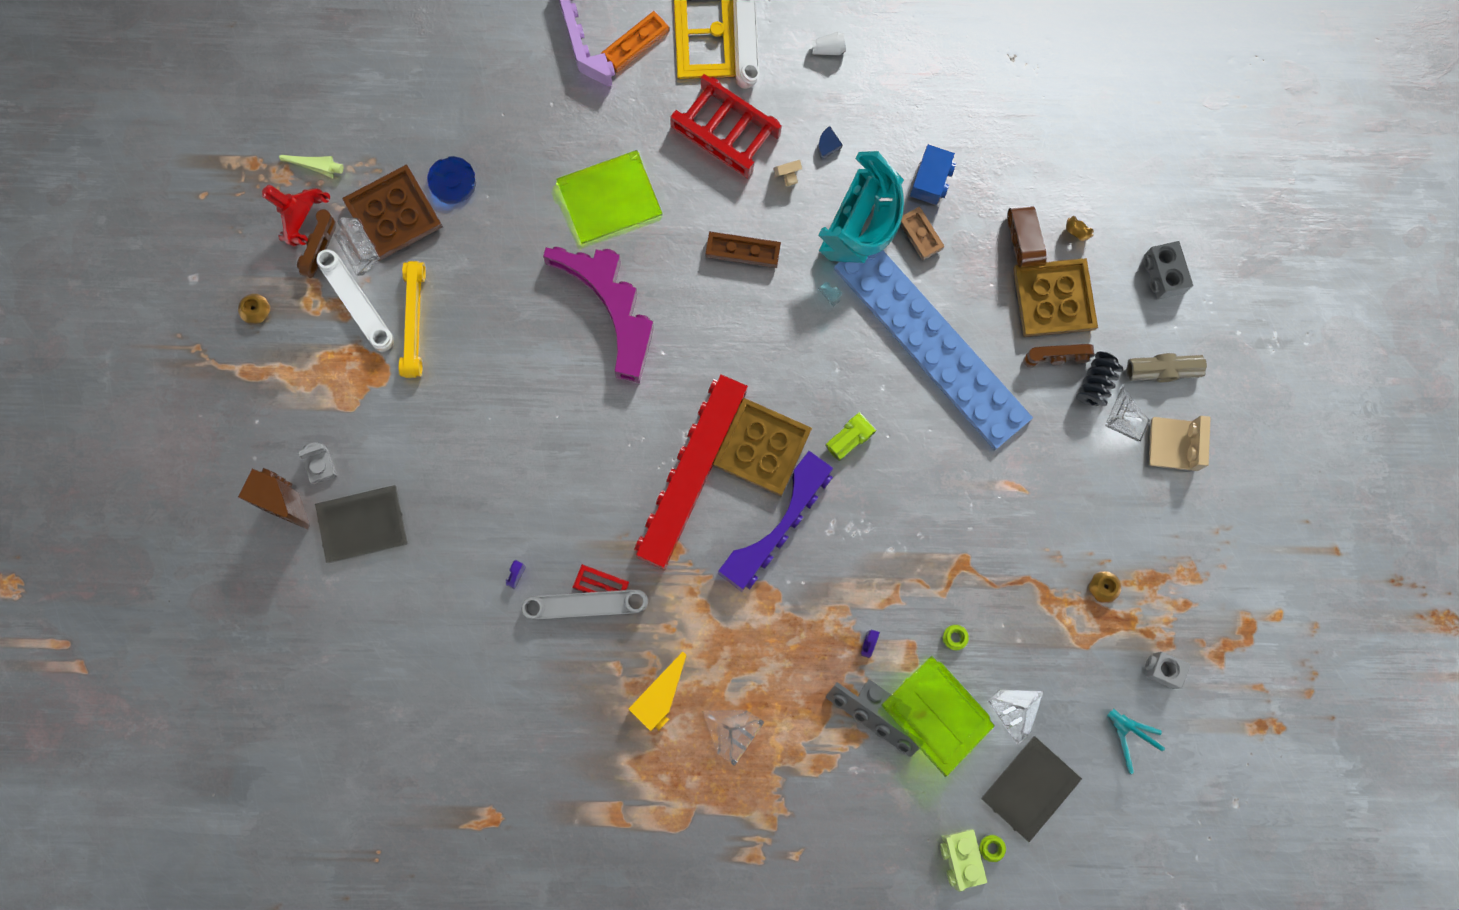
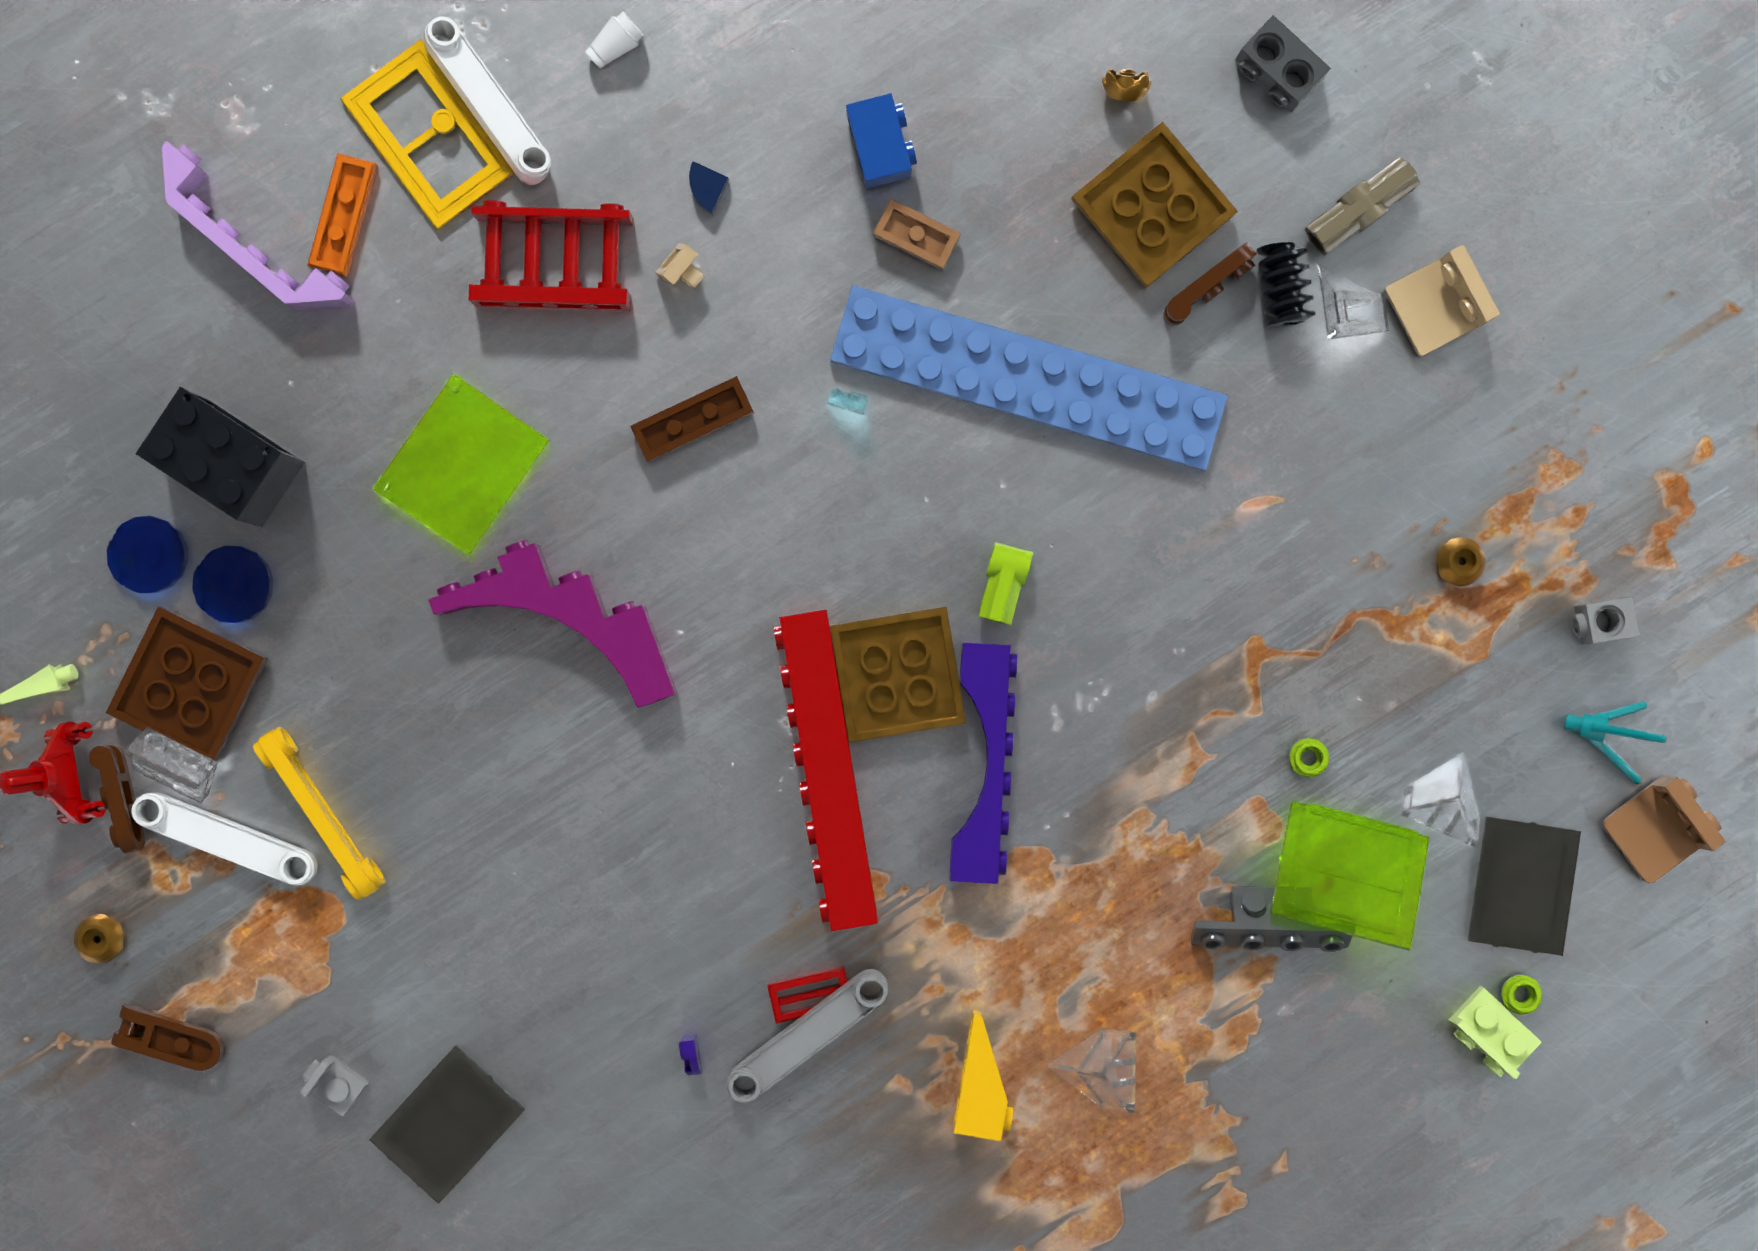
camera: 25 degrees left, 10 degrees up
(251, 382) = (168, 1039): none -> reddish brown plate
(274, 496) = (319, 1175): reddish brown slope -> none
(419, 138) = (147, 555): none -> clear blue tile
(492, 110) = (220, 457): none -> black container
(869, 185) = (803, 222): teal piece -> none
(869, 643) = (1203, 839): dark purple tile -> none
(1026, 237) = (1063, 146): reddish brown beam -> none
(1130, 806) = (1662, 827): none -> medium nougat bracket

